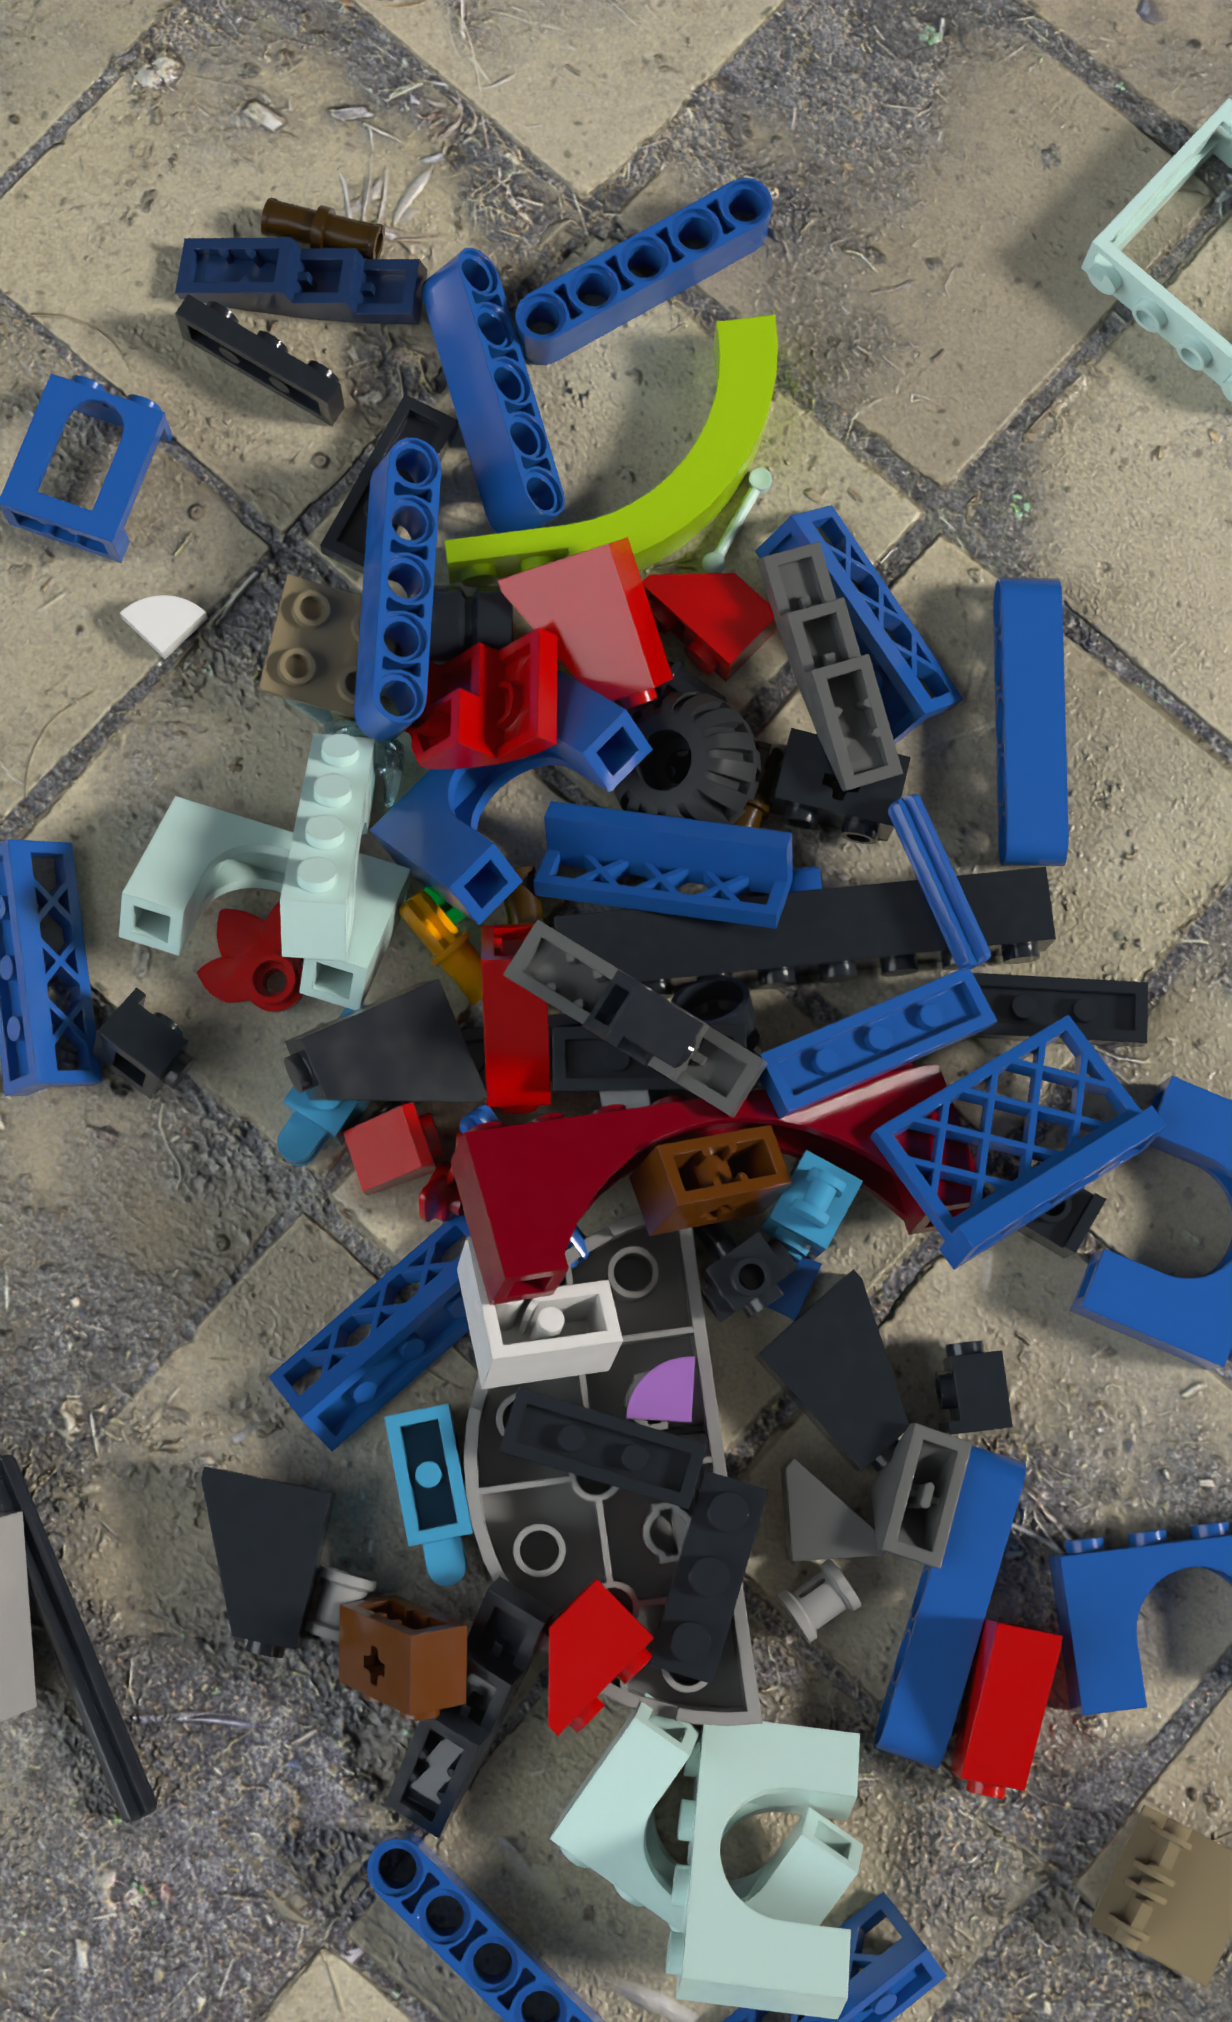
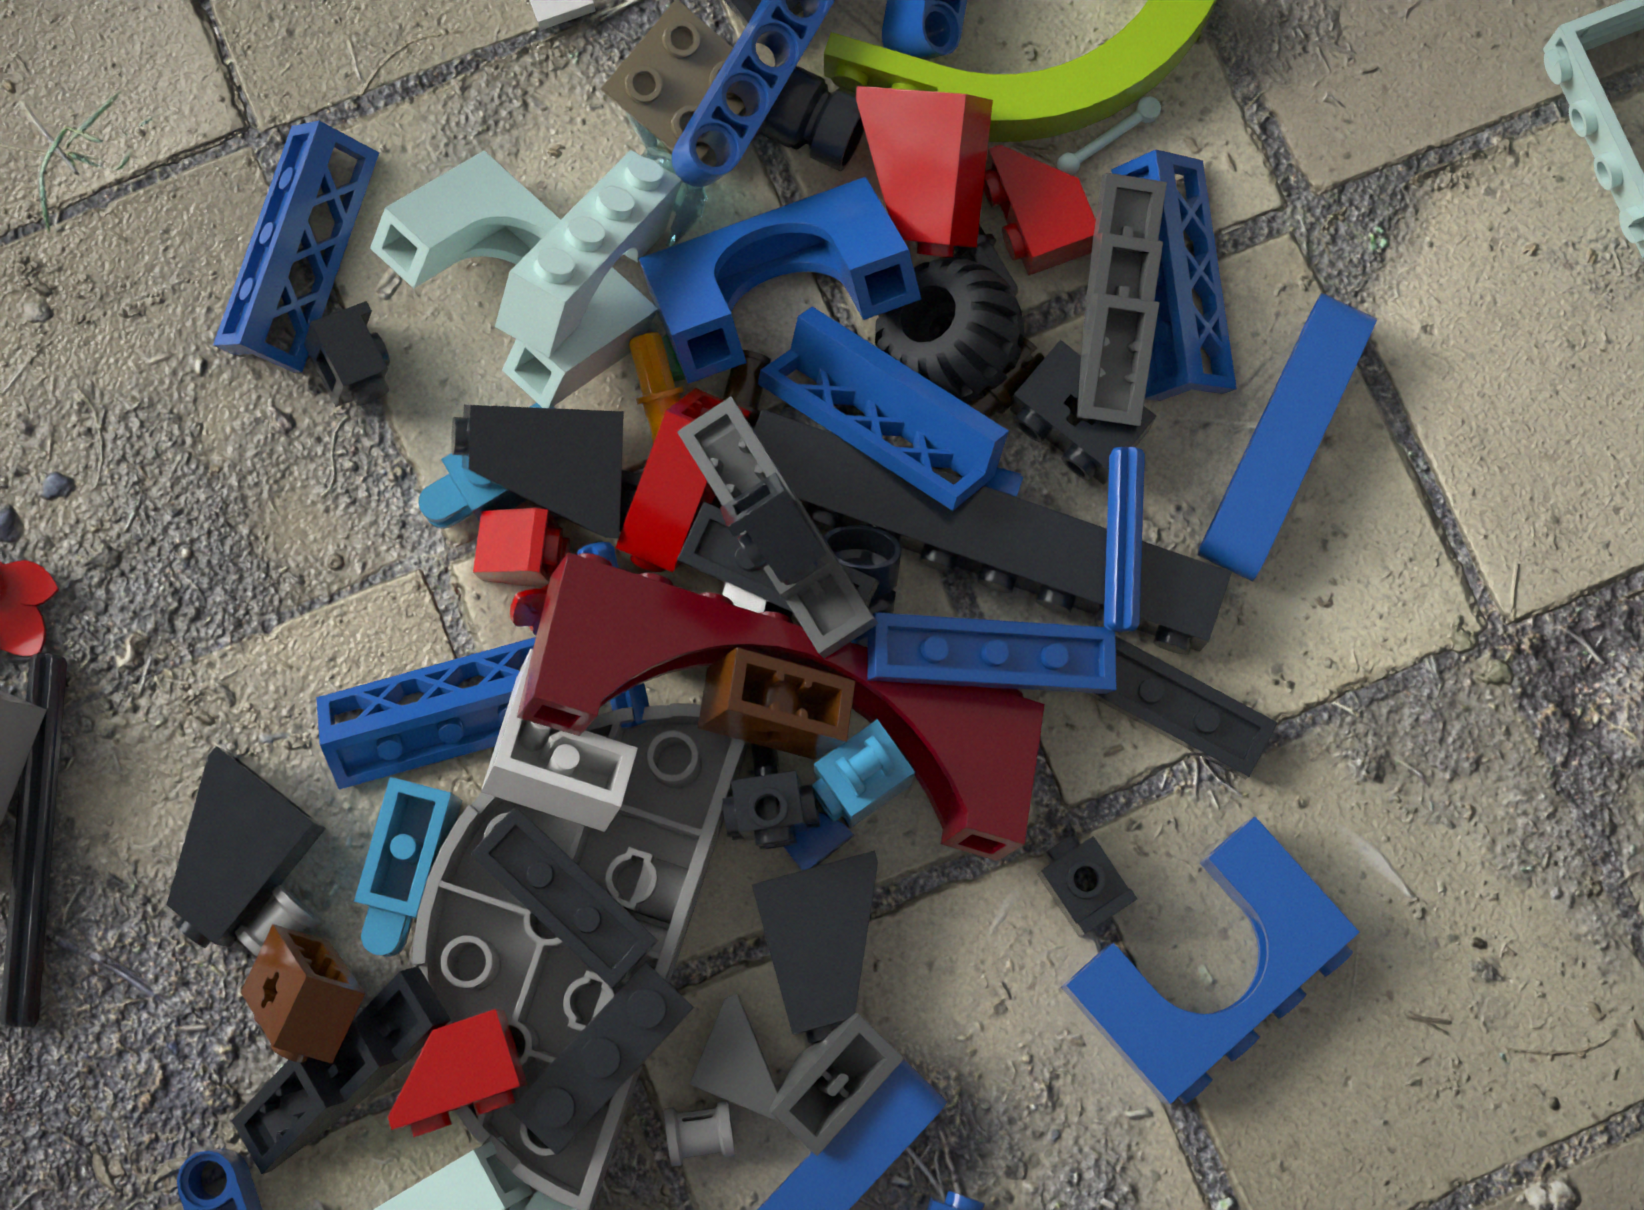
camera: 35 degrees right, 0 degrees up
(249, 957) = (472, 332): red plate -> none
(489, 705) = (794, 193): red slope -> none
(665, 1393) = (645, 875): medium lavender tile -> none
(973, 1389) = (932, 1012): black brick -> none
(1037, 1188) = (1083, 857): blue fence -> none

